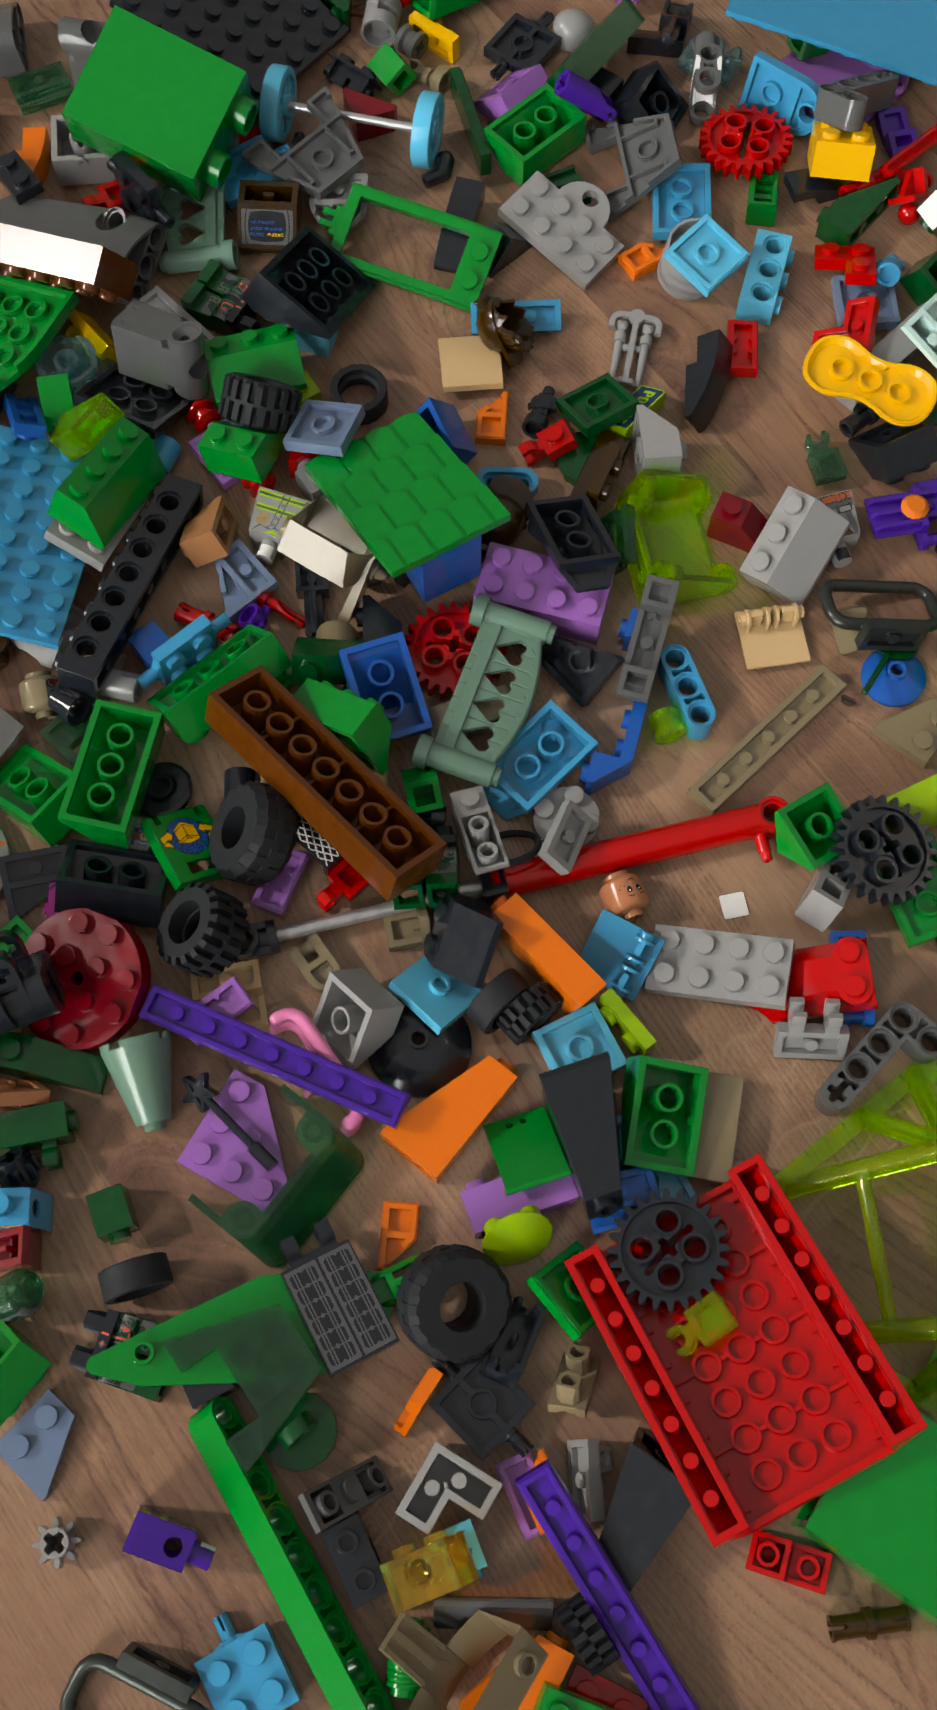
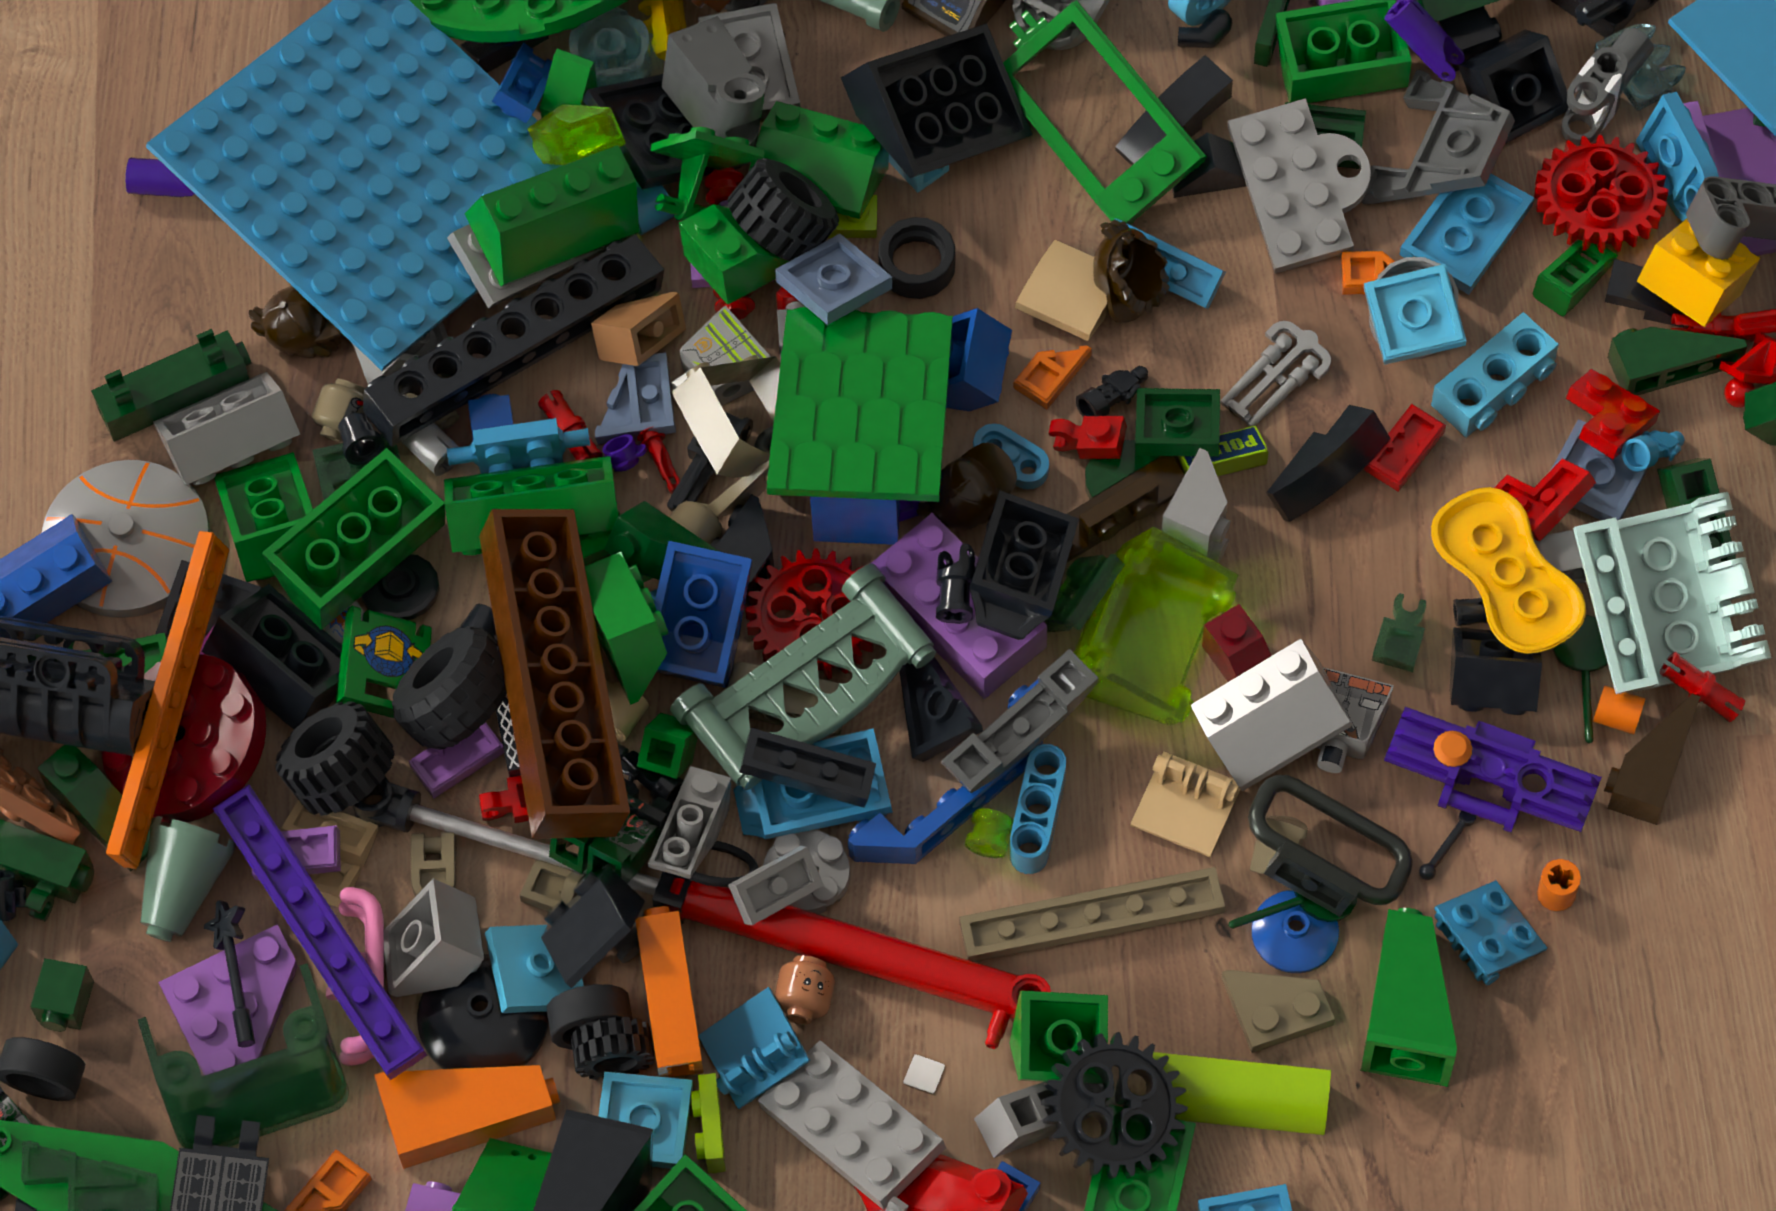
camera: 35 degrees right, 5 degrees down
(58, 960) = (167, 701): none -> orange tile
(181, 392) = (697, 151): none -> green plate
(217, 301) = (830, 53): hips -> none
(532, 747) = (807, 767): none -> black plate
(546, 577) = (954, 586): none -> black piece

